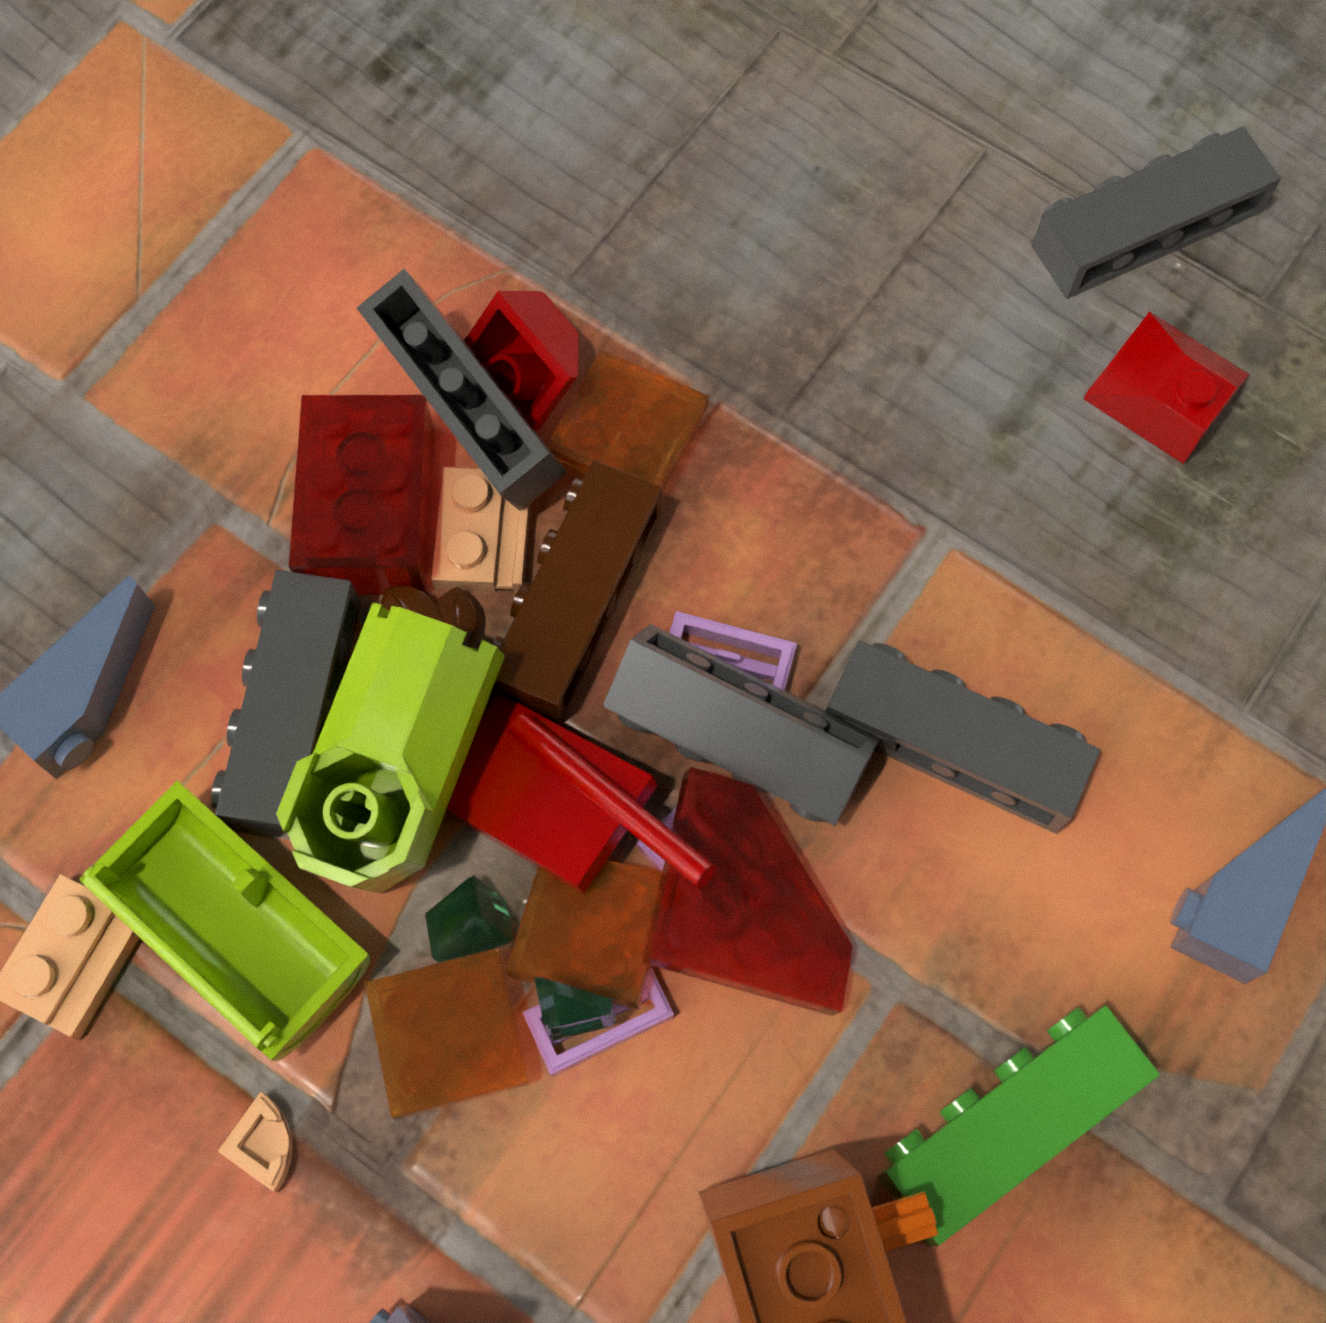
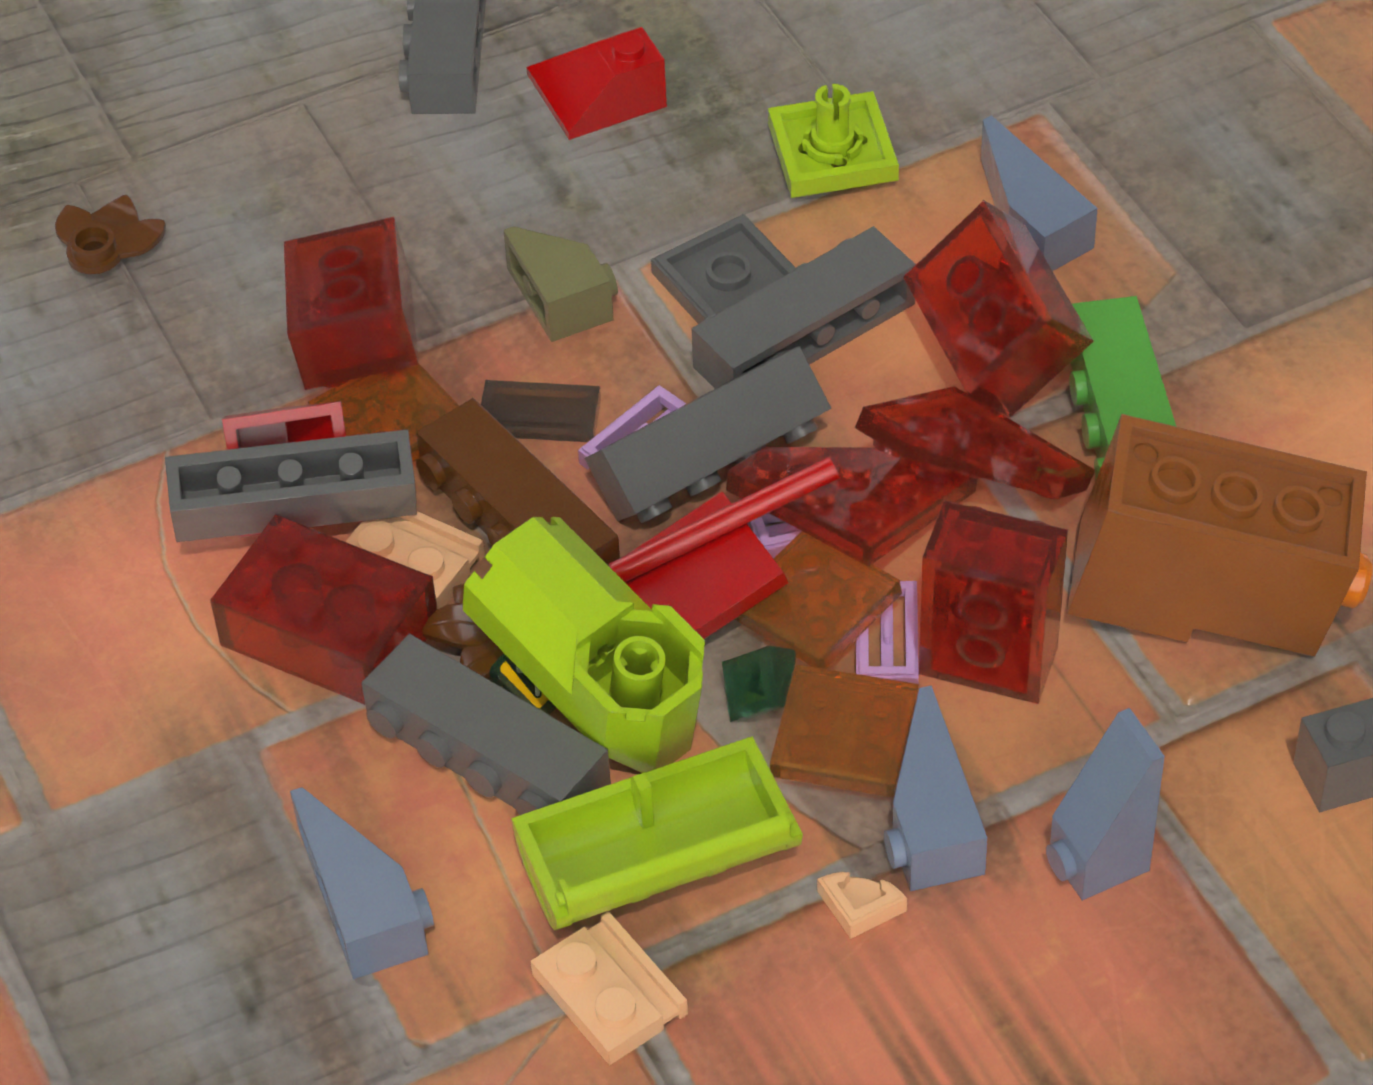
camera: 60 degrees left, 20 degrees down
(378, 1169) = (935, 819): none -> sand blue slope
(572, 1010) = (875, 625): clear green slope -> none
(618, 1117) = (991, 601): none -> clear red brick
(714, 551) = (544, 409): none -> clear smoke tile
(715, 319) = (349, 304): none -> clear red brick
(727, 82) = (106, 236): none -> reddish brown plate
(861, 989) = (972, 439): none -> clear red plate
(871, 488) = (560, 281): none -> olive slope
(985, 631) = (720, 267): none -> dark grey tile
(1052, 934) = (997, 309): none -> clear red brick
(1231, 634) = (830, 133): none -> lime plate

